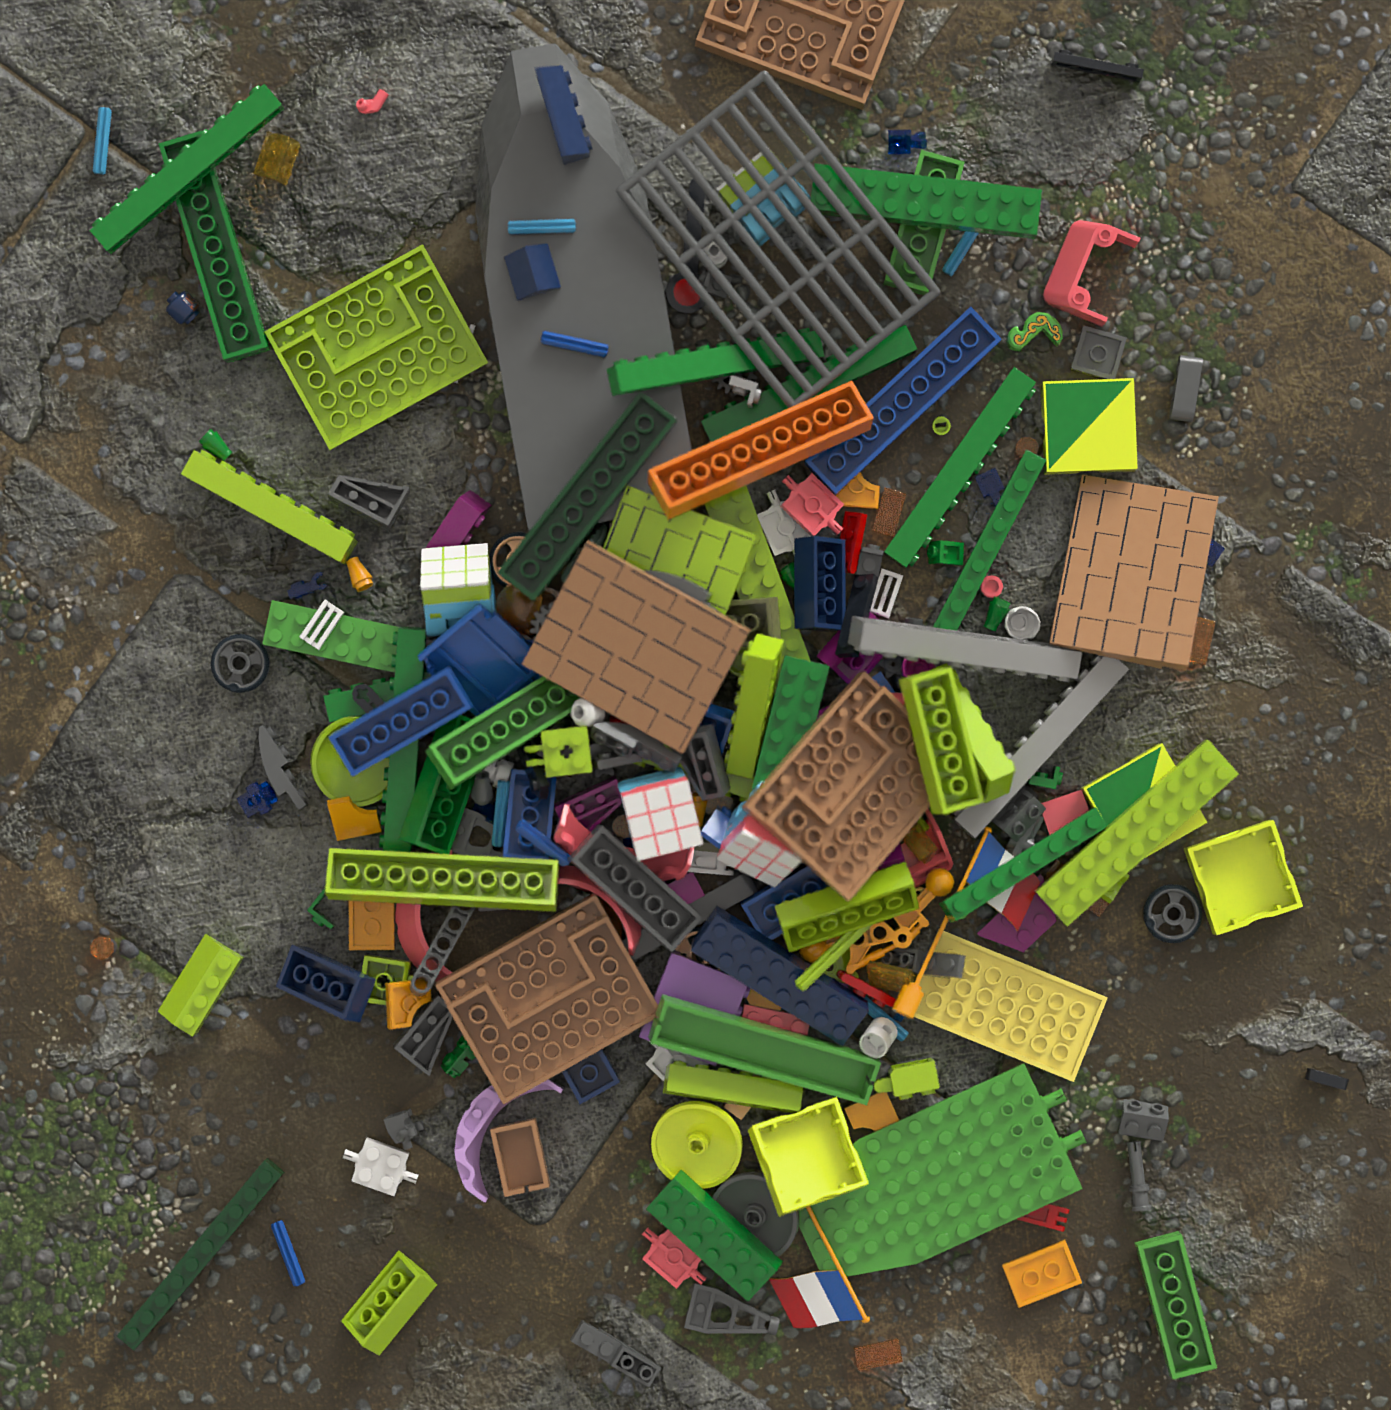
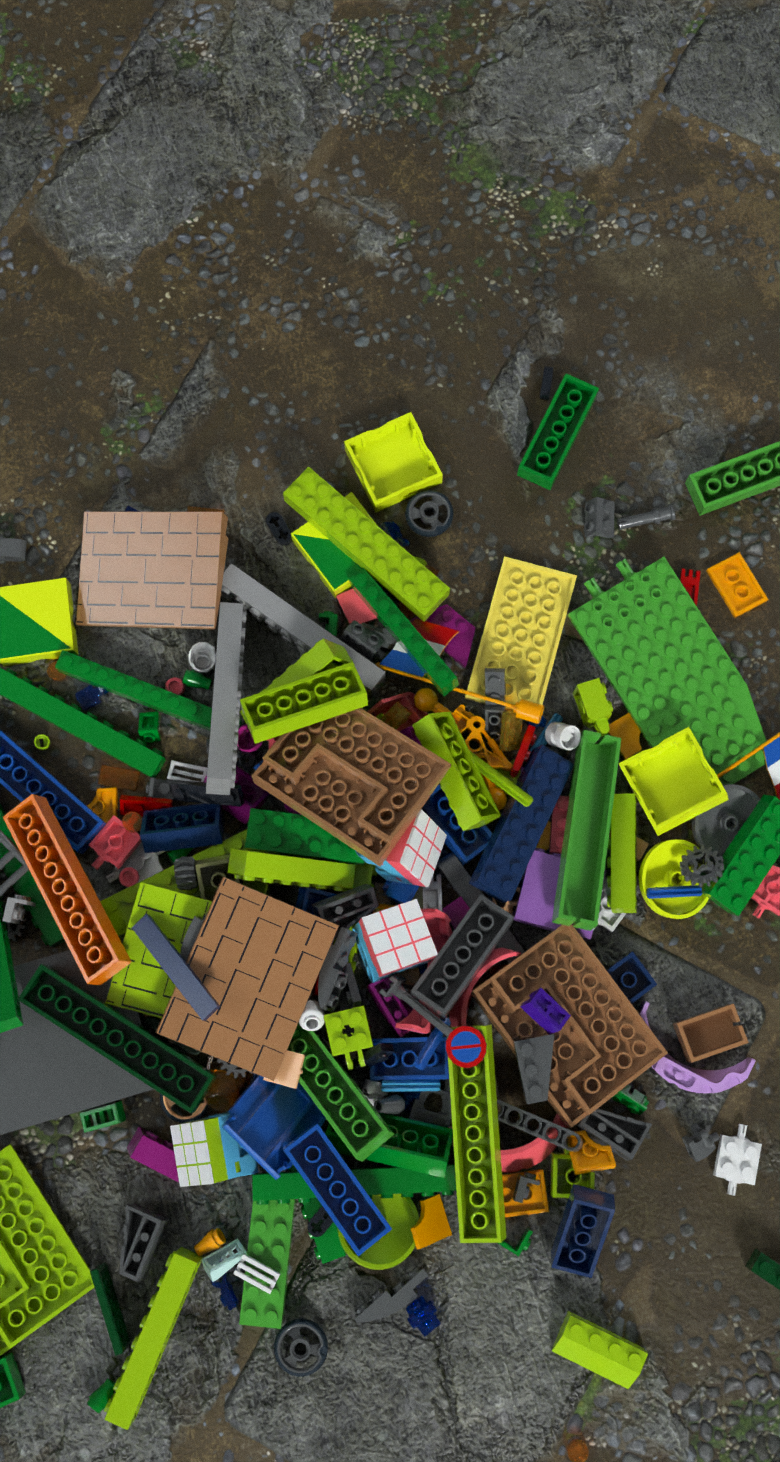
camera: 95 degrees left, 10 degrees down
(303, 462) = (110, 1308): none -> dark green tile
(330, 578) = (211, 1262): none -> light aqua slope
(375, 923) = (521, 1189): none -> dark grey bracket
(505, 953) = (534, 1064): none -> dark grey wing
(511, 483) = (115, 1113): none -> green slope
(531, 682) = (289, 1070): none -> light nougat piece
(536, 878) = (464, 1045): none -> piece
(563, 973) = (545, 1011): none -> dark purple hinge
(656, 569) = (176, 967): none -> dark blue tile
(681, 1139) = (675, 891): none -> blue axle
(698, 1177) = (702, 867): none -> dark grey gear
(763, 585) = (185, 873): none -> dark grey gear
(769, 517) = (129, 877): none -> coral tile
(832, 526) = (132, 822): none -> clear orange tile
(1151, 866) = (393, 531): none -> plate
(1171, 724) = (276, 530): none -> black beam
(1259, 1084) = (557, 431): none -> green brick

